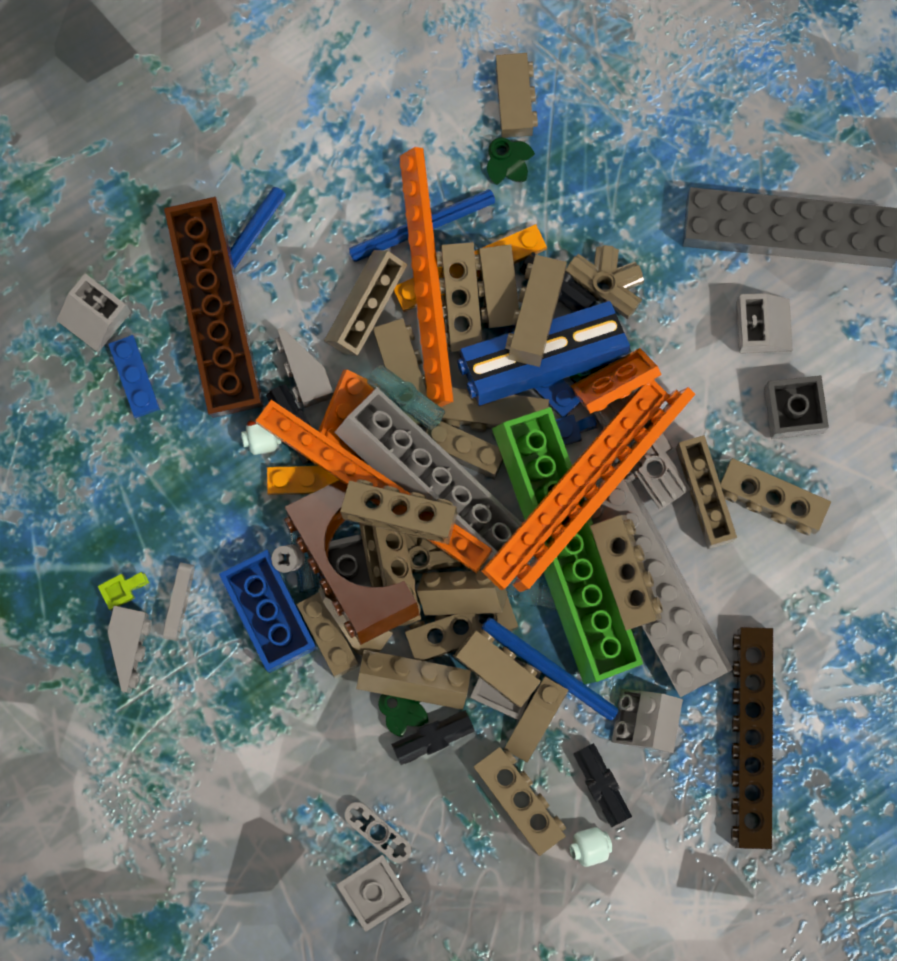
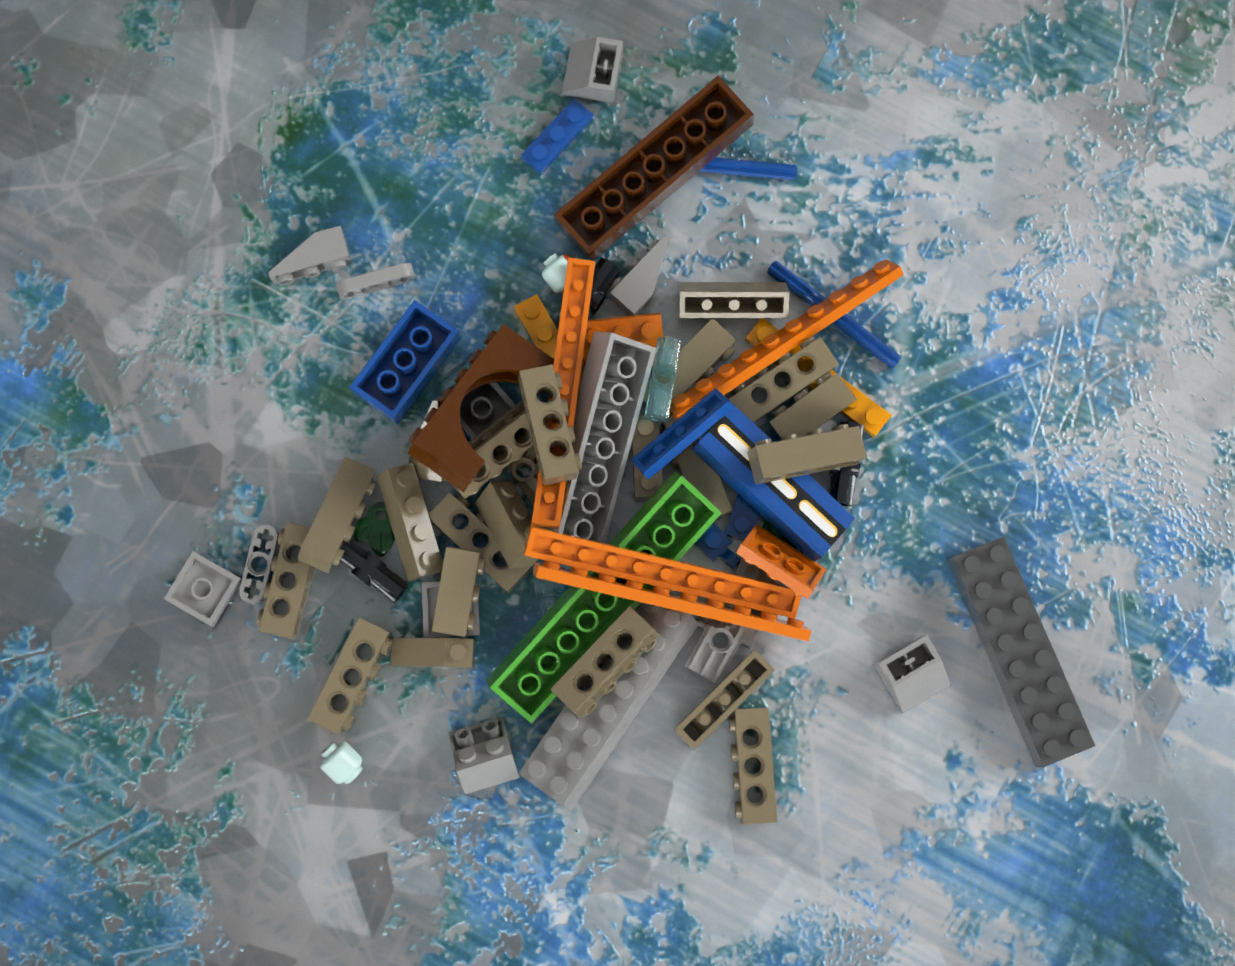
camera: 55 degrees right, 0 degrees up
(119, 590) = (359, 225): lime plate -> none
(293, 561) = (459, 359): light grey wheel -> none
(328, 636) = (396, 444): dark tan brick -> none
(374, 738) = (337, 514): none -> dark tan brick
(380, 778) = (296, 596): none -> dark tan brick
(463, 404) = (682, 433): none -> blue plate
(510, 164) = (937, 364): dark green plate -> none
(515, 95) = (1002, 333): dark tan brick -> none
(550, 669) = (483, 640): blue axle -> none
(602, 785) = (403, 744): black piece -> none
(606, 271) = (882, 501): dark tan piece -> none
(762, 641) = (429, 914): dark brown brick -> none
(796, 407) = (849, 743): dark grey brick -> none

